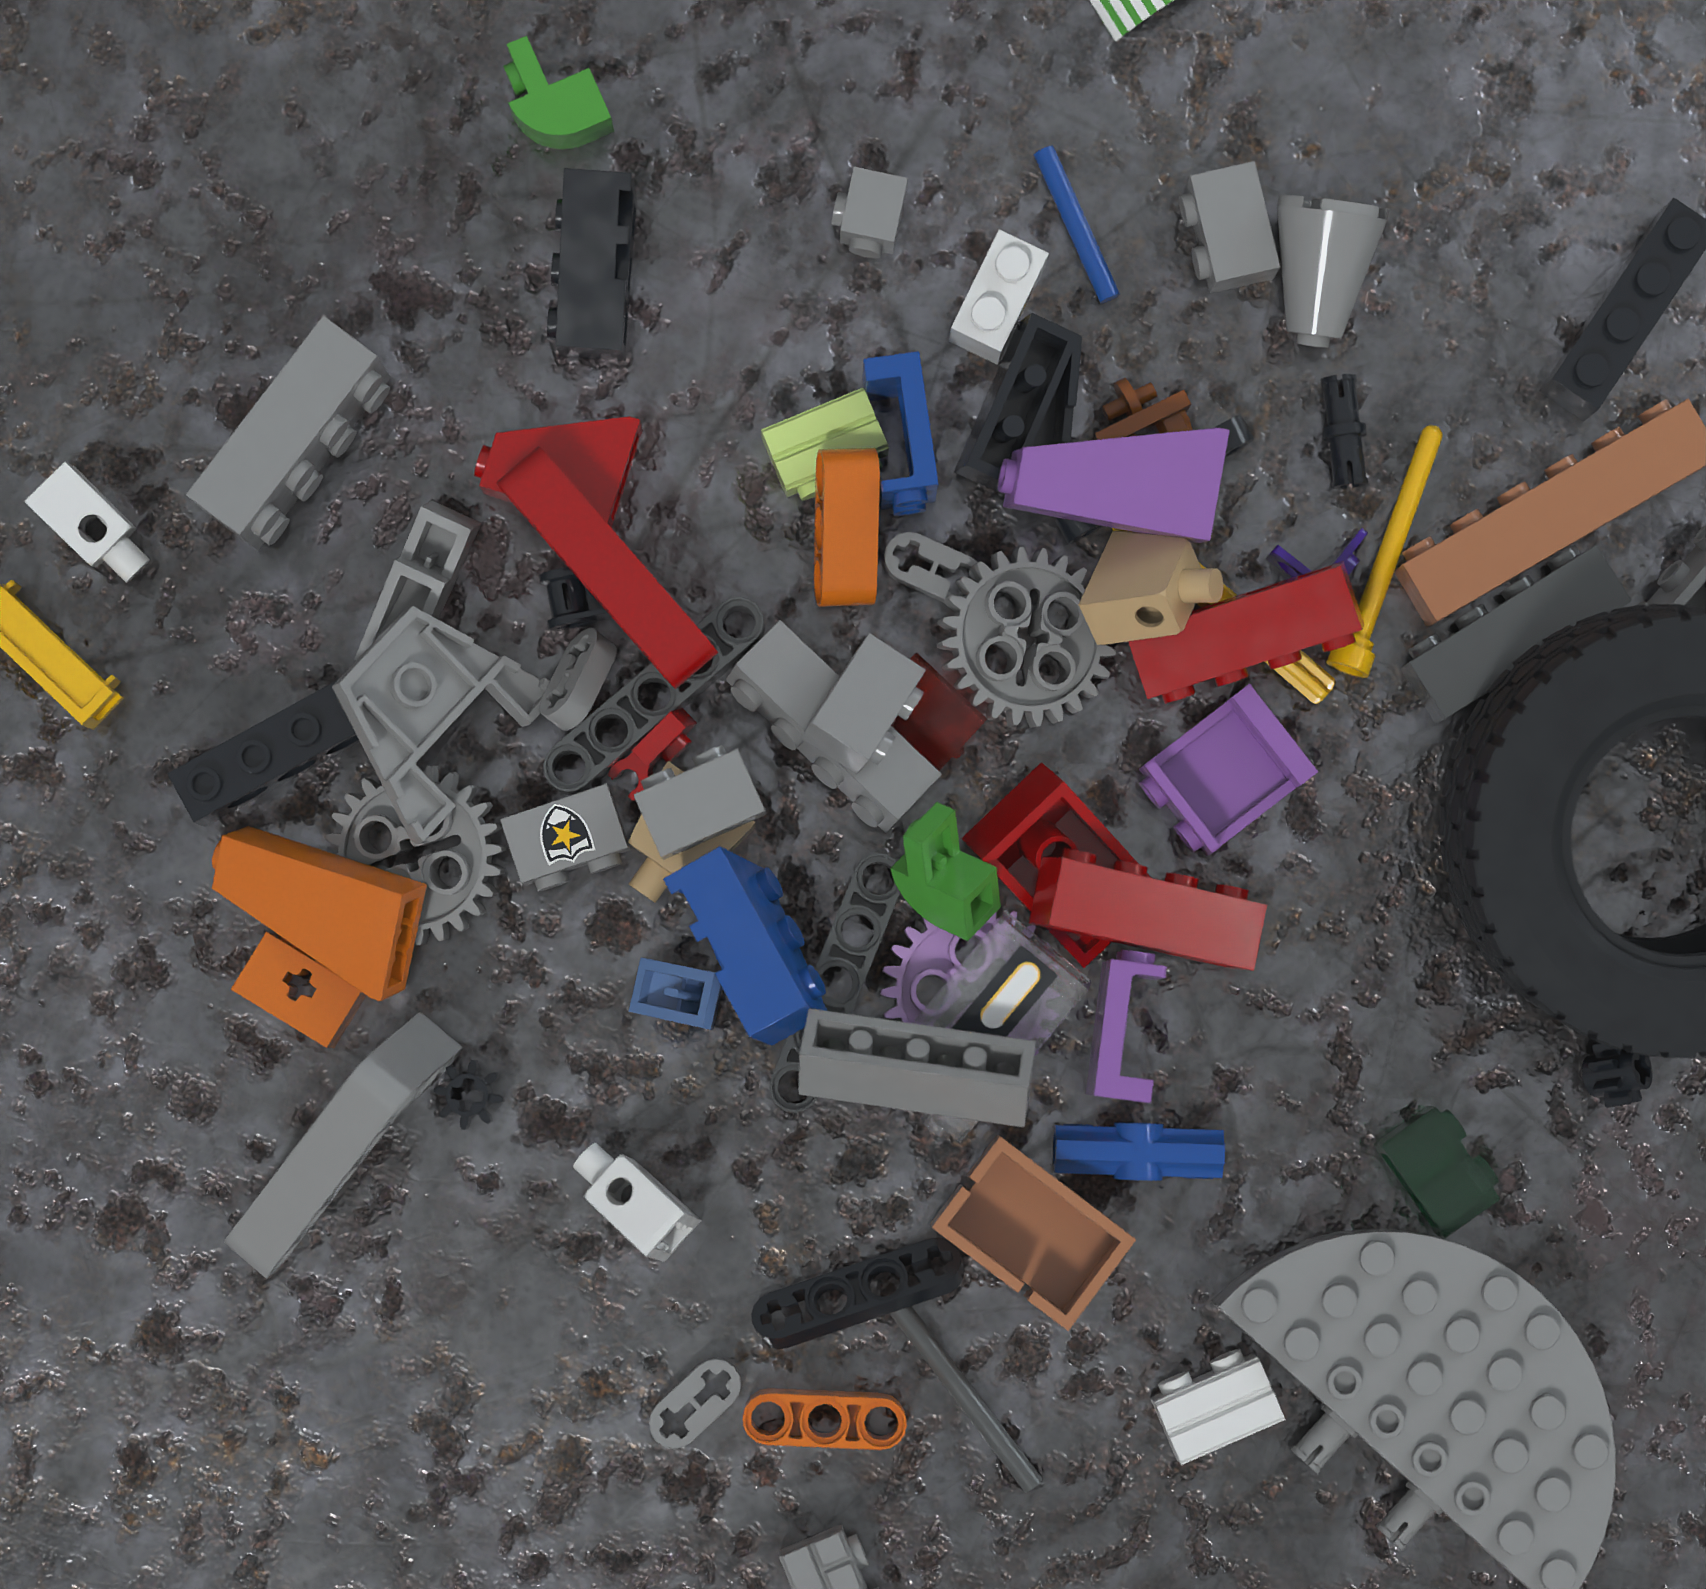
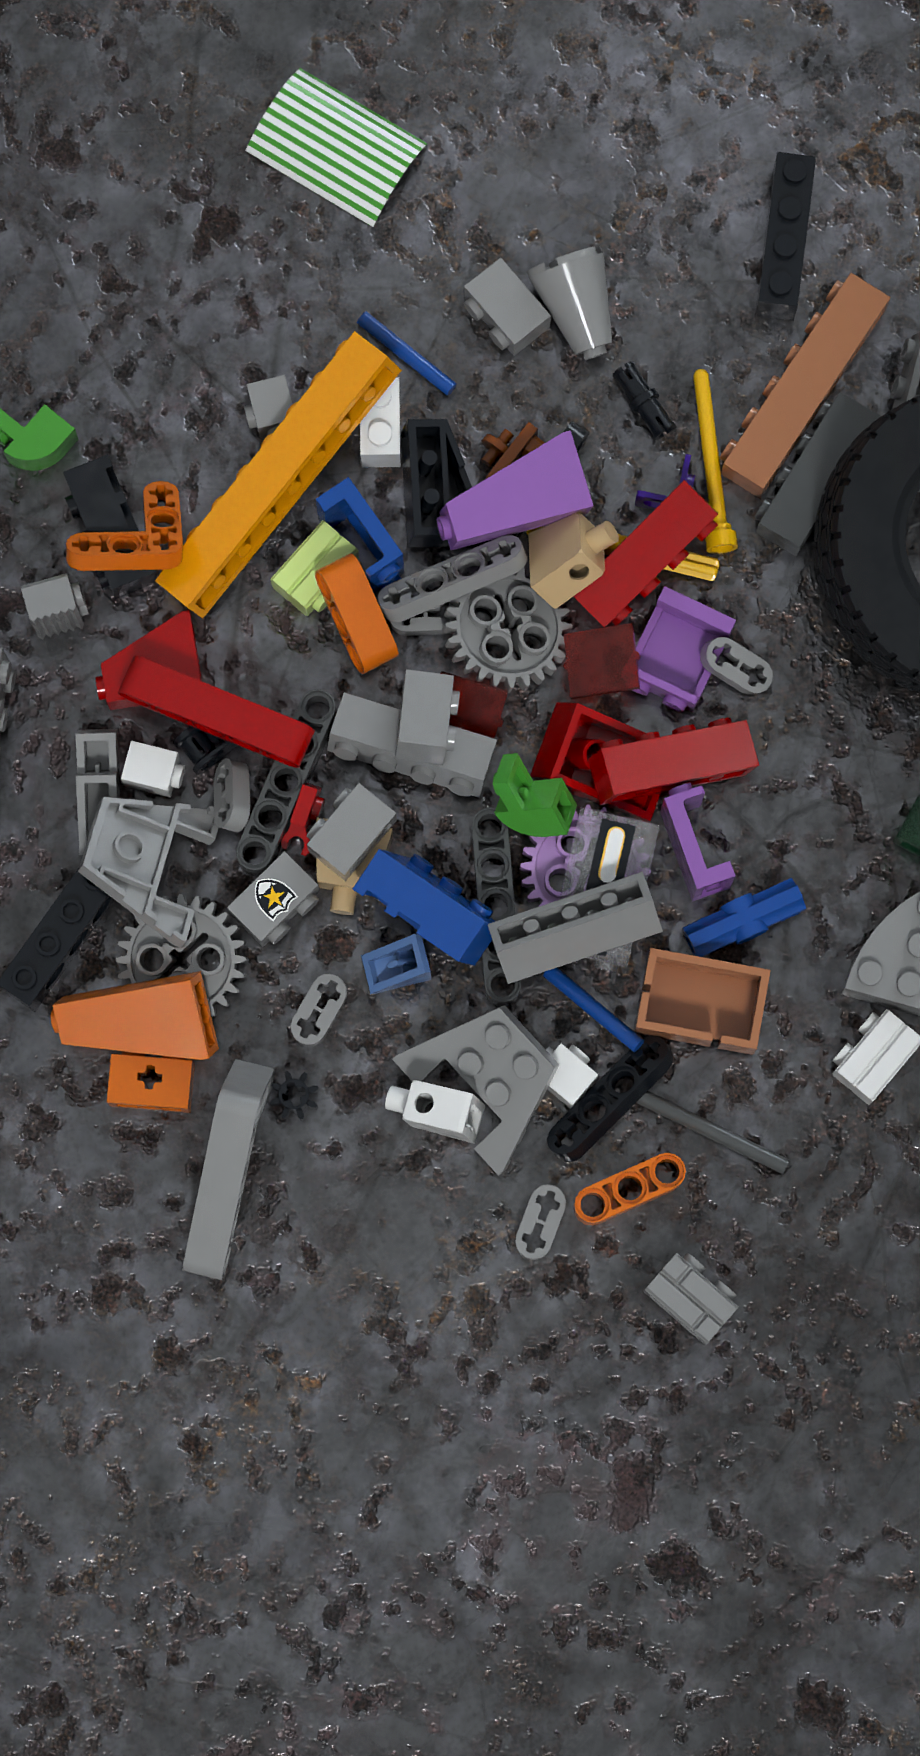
camera: 20 degrees left, 5 degrees down
(474, 330) = (54, 605): none -> light grey brick
(496, 597) = (152, 769): none -> white brick
(546, 989) = (310, 1005): none -> light grey beam
(623, 310) = (86, 548): none -> orange beam
(740, 1188) = (500, 1065): none -> light grey wing
(818, 1234) = (572, 1076): none -> white brick
(835, 302) = (279, 473): none -> light orange brick
(896, 1176) = (594, 1008): none -> blue bar
(986, 550) = (450, 574): none -> light grey beam
(1123, 740) = (601, 661): none -> clear red piece
(1299, 820) = (731, 672): none -> light grey beam

